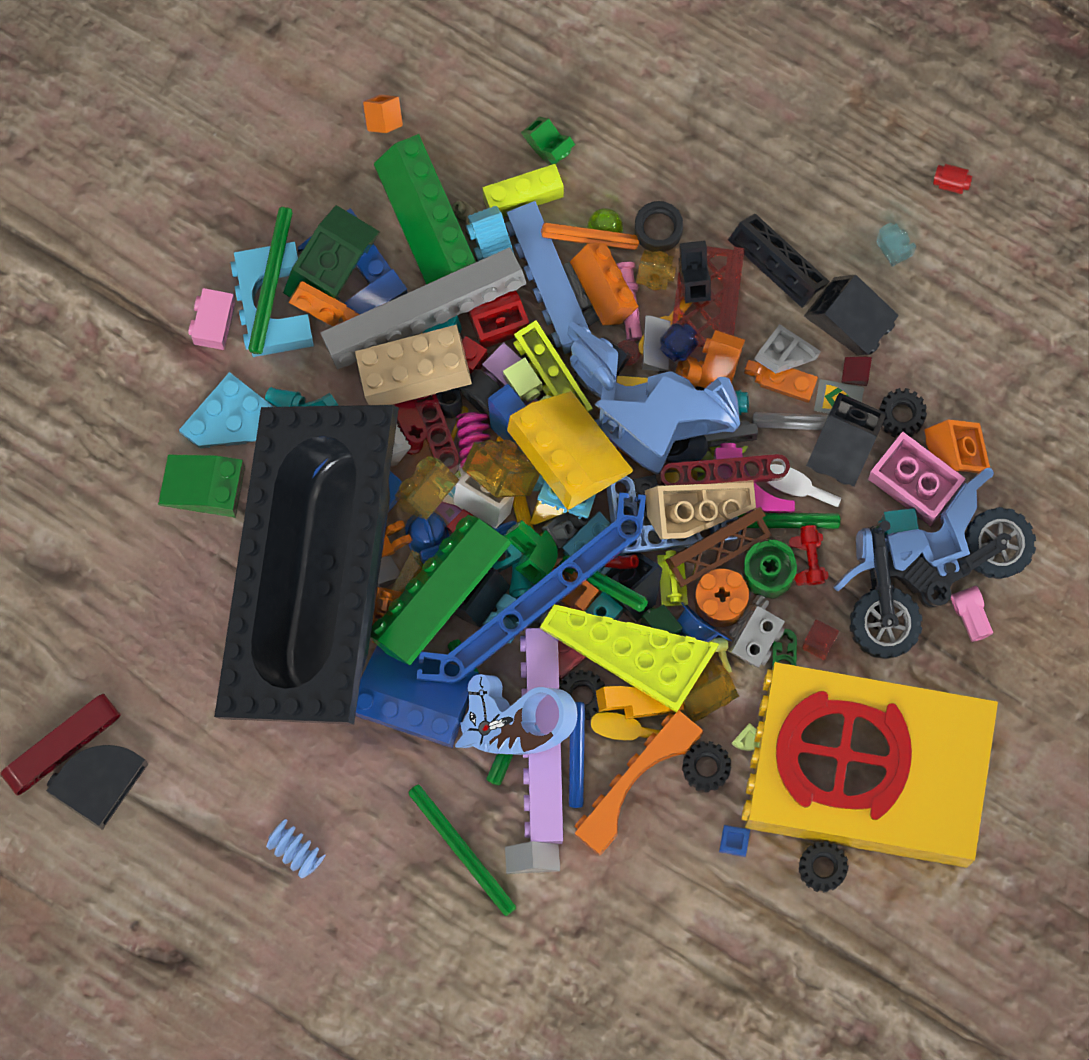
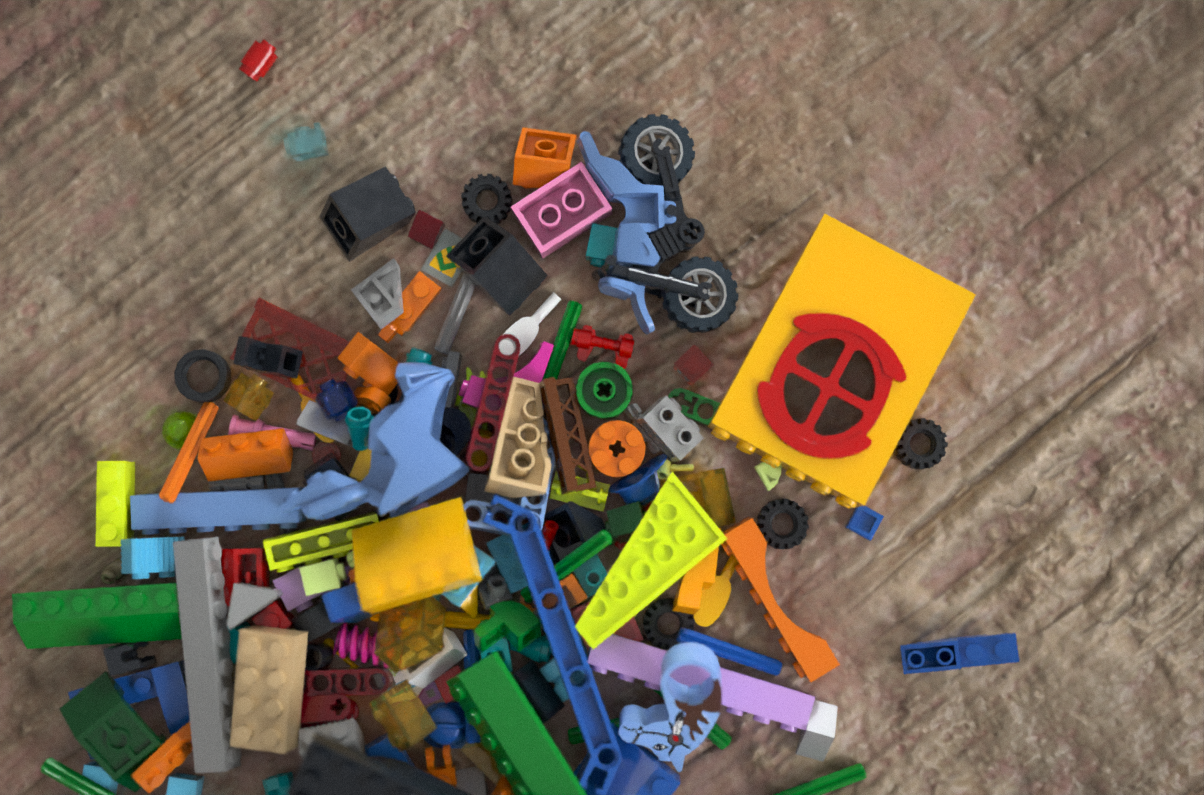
camera: 70 degrees left, 10 degrees up
(394, 245) = (125, 658): none -> black hinge
(481, 326) = (248, 601): none -> light grey slope
(547, 140) = (68, 459): green brick -> none
(646, 961) = (959, 653): none -> blue slope
(662, 364) = (358, 425): none -> teal cone
(777, 261) = (282, 269): black fence -> none
(970, 606) = (706, 205): bright pink piece -> none

